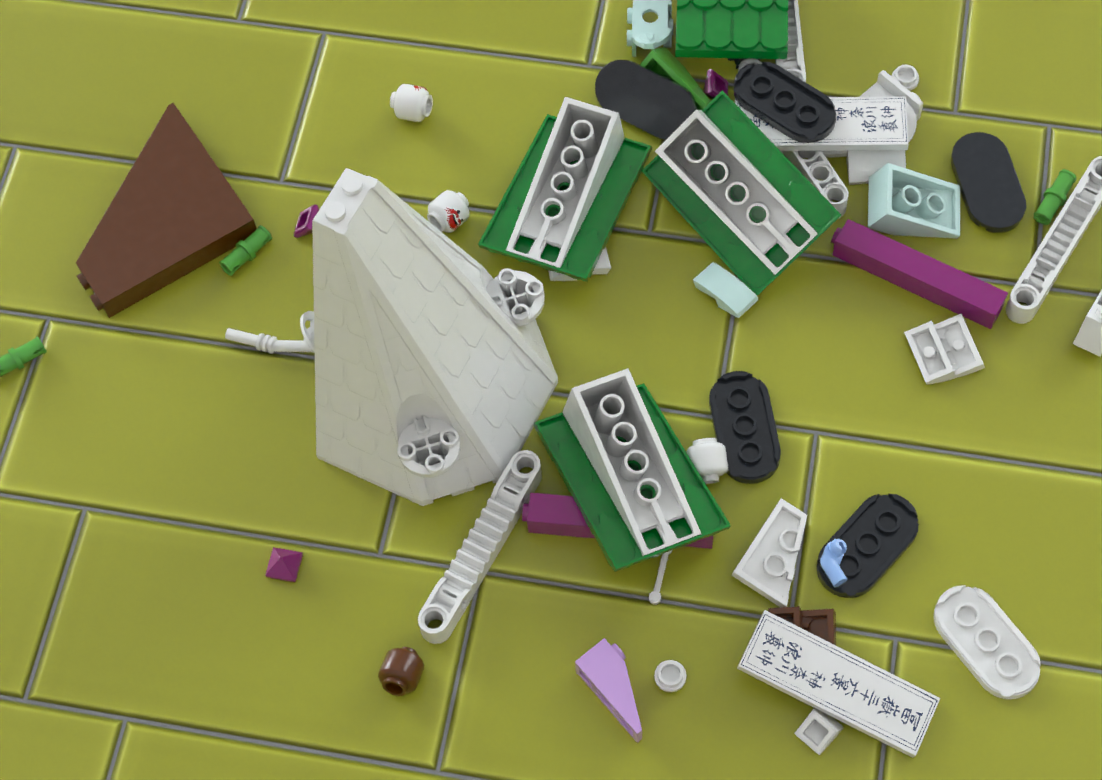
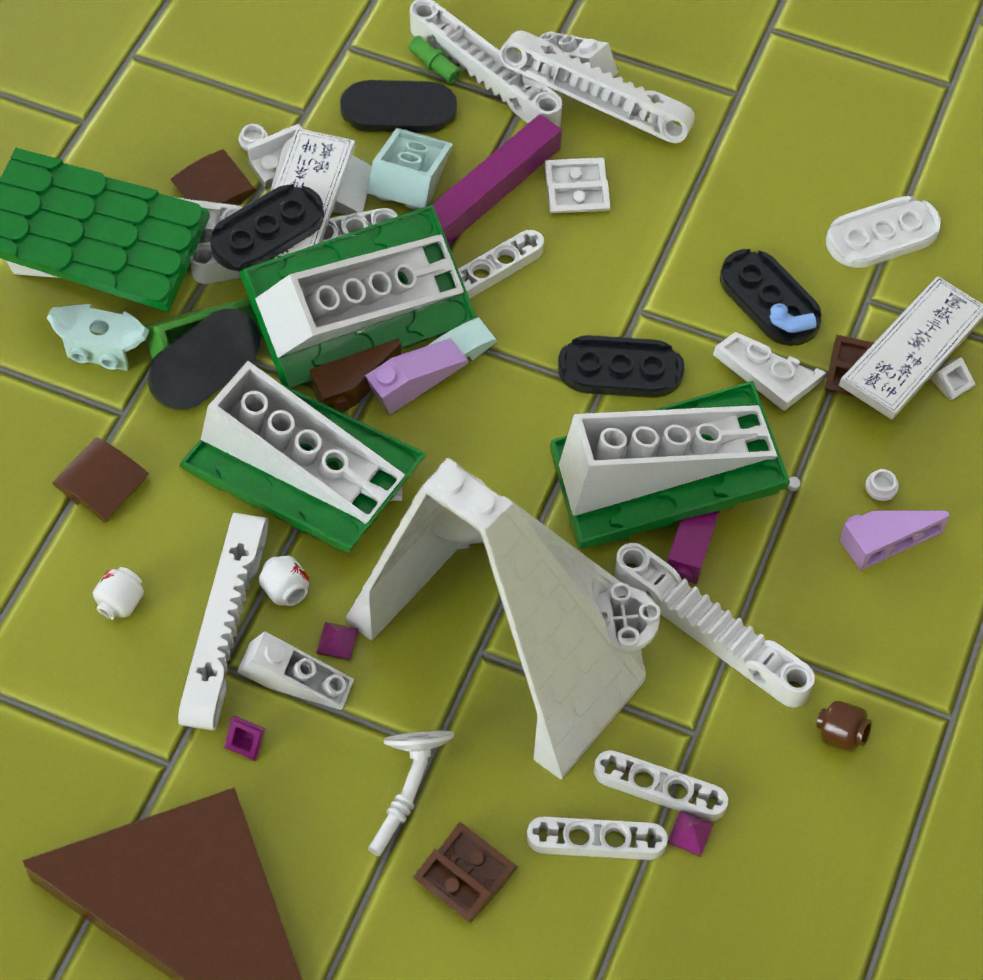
camera: 85 degrees left, 5 degrees down
(221, 402) = (465, 872): none -> reddish brown slope
(245, 250) = (264, 813): bright green pin -> none
(263, 492) = (596, 844): none -> white beam
(321, 532) = (662, 780): none -> white beam
(480, 176) = (238, 565): none -> white gear
(517, 65) = (100, 478): none -> reddish brown slope
(662, 214) = (343, 381): none -> reddish brown slope
(677, 257) = (414, 373): none -> lavender slope
(709, 459) = (656, 394): white head -> none
(714, 84) = (204, 299): magenta slope -> none
(828, 295) = (498, 270): none -> white beam
(841, 62) = (214, 180): none -> reddish brown slope
(1068, 275) = (597, 88): none -> white gear

